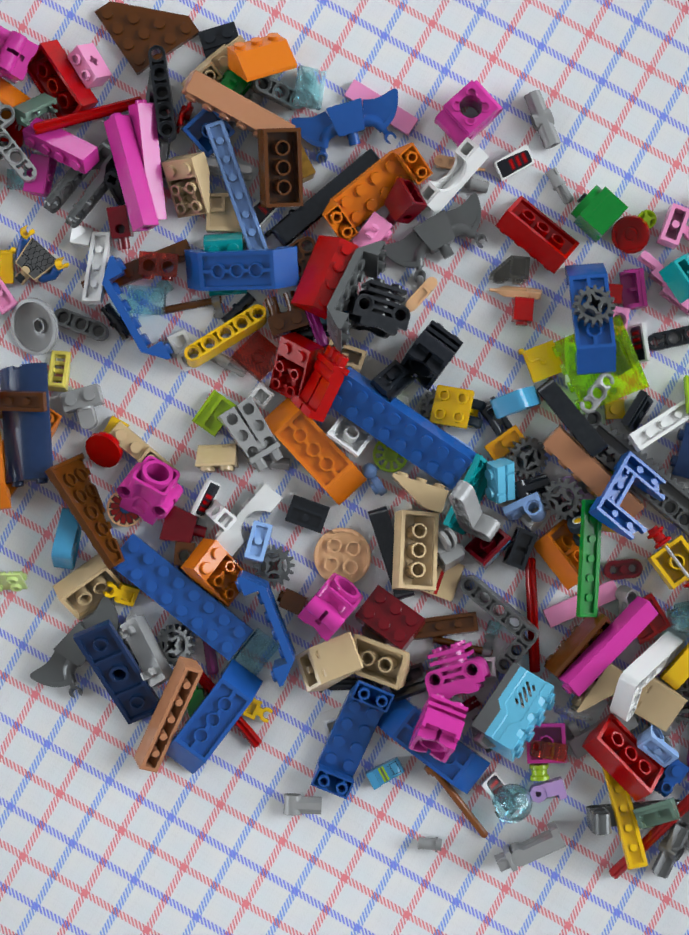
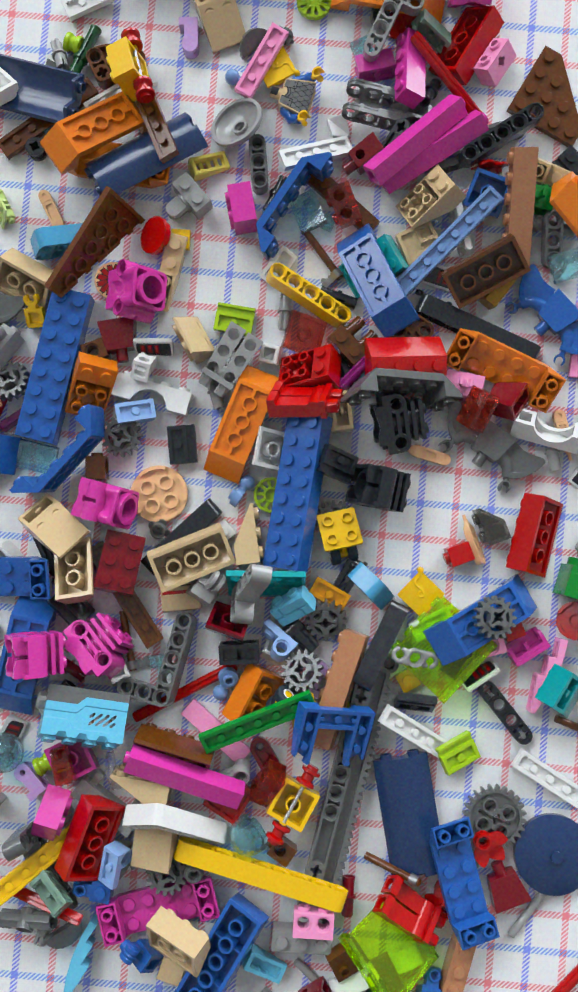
camera: 65 degrees right, 0 degrees up
(32, 534) = (50, 208): none -> light nougat piece
(89, 135) = (431, 92): none -> black pin
(117, 358) = (241, 208): none -> dark pink brick
(378, 574) = (157, 534): none -> dark grey plate
(401, 232) = (477, 409): none -> clear red brick
(547, 582) = (220, 691): none -> medium blue plate
(586, 781) = (50, 814): none -> dark pink brick
(648, 576) = (267, 783): none -> clear red brick

